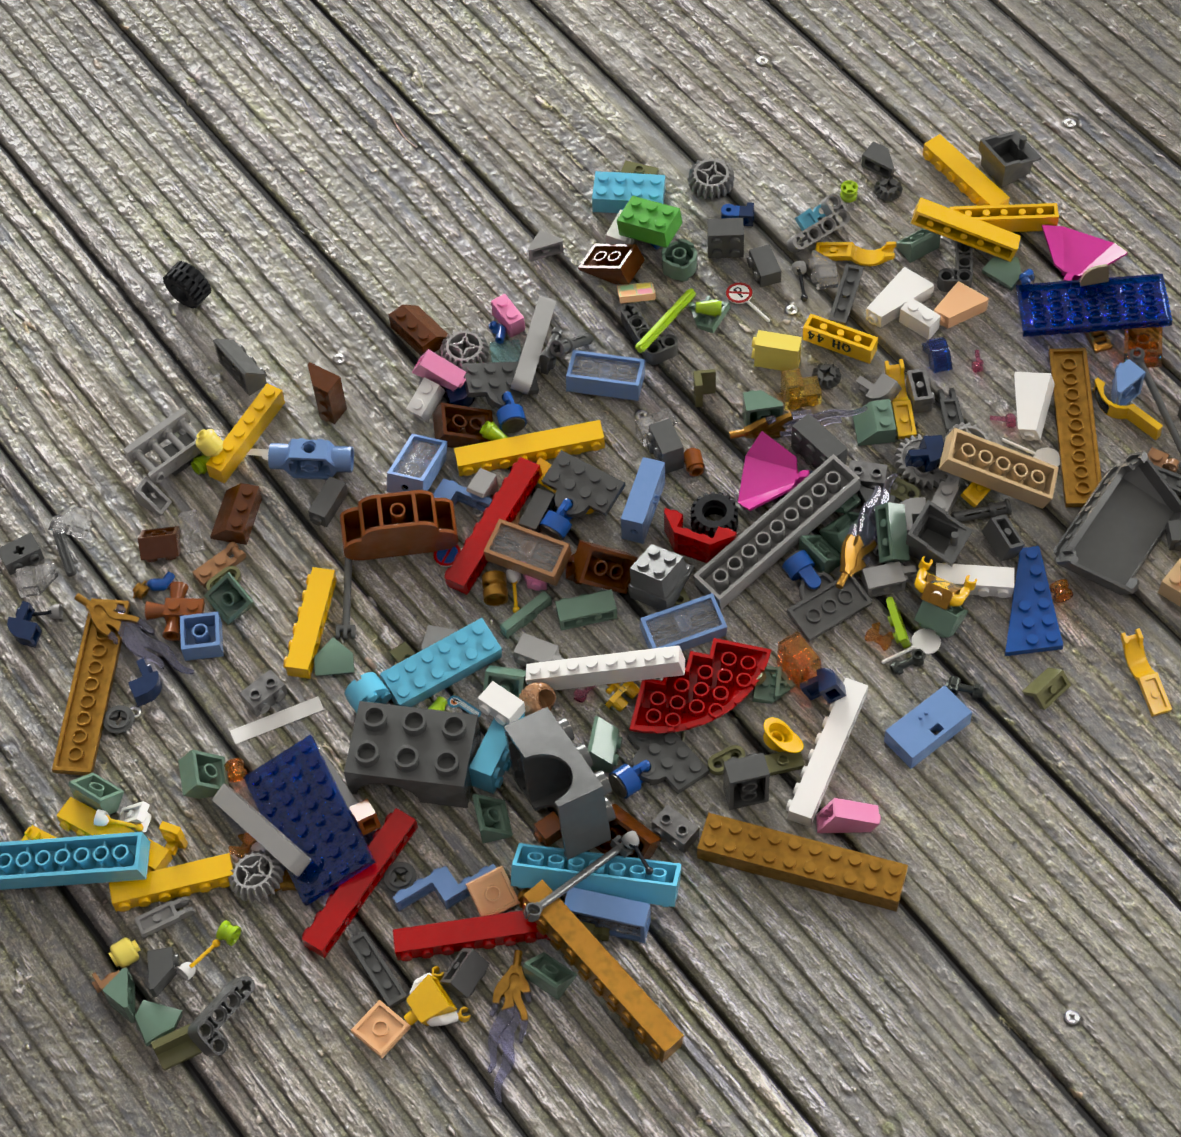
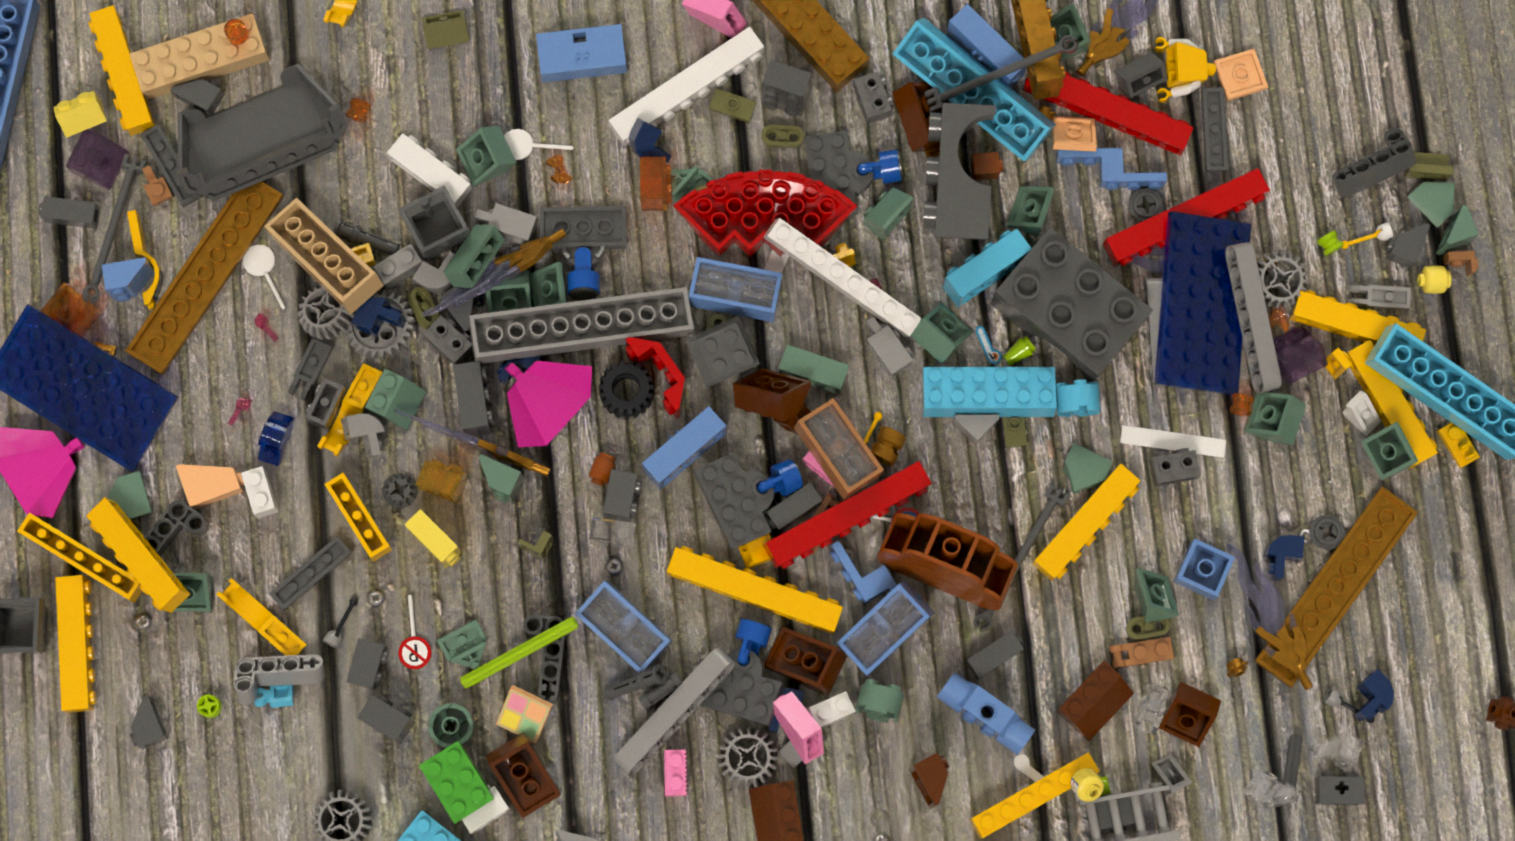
camera: 155 degrees left, 20 degrees up
(103, 818) = (1395, 415): hinge -> none
(161, 584) = (1212, 664): blue arm -> none
(173, 609) = (1214, 616): dark orange brick -> none
(212, 830) = (1298, 354): none -> clear purple slope
(365, 817) = (1152, 267): brick -> none
(392, 425) = (879, 701): none -> sand green brick
(483, 484) = (833, 565): light grey slope -> none
(491, 431) = (783, 631): lime cone -> none
(499, 330) = (694, 762): blue arm -> none
(501, 704) = (968, 286): white brick -> none
(505, 352) = (705, 731): clear light blue piece -> none
(525, 614) = (874, 400): sand green piece -> none
(536, 697) = (925, 294): medium nougat hair -> none
(631, 841) = (926, 91): hinge -> none
(710, 307) = (464, 640): lime cone -> none
(744, 212) = (354, 756): leg -> none
(780, 737) = (720, 120): yellow piece -> none
(824, 271) = (311, 616): clear slope -> none
(881, 190) = (165, 695): dark grey gear -> none
(889, 302) = (259, 534): white slope -> none
(896, 620) = (531, 175): lime hinge -> none
(916, 659) = (540, 128): pearl dark grey bar -> none
(939, 591) = (475, 166): torso -> none
(954, 685) = (526, 81): pearl dark grey bar -> none
(1003, 537) = (371, 192): dark grey brick -> none
(1027, 276) = (114, 471): blue arm -> none
(1032, 402) = (226, 322): white slope -> none
(1033, 615) = (399, 109): blue wing -> none
(1095, 275) = (51, 419): dark tan brick -> none

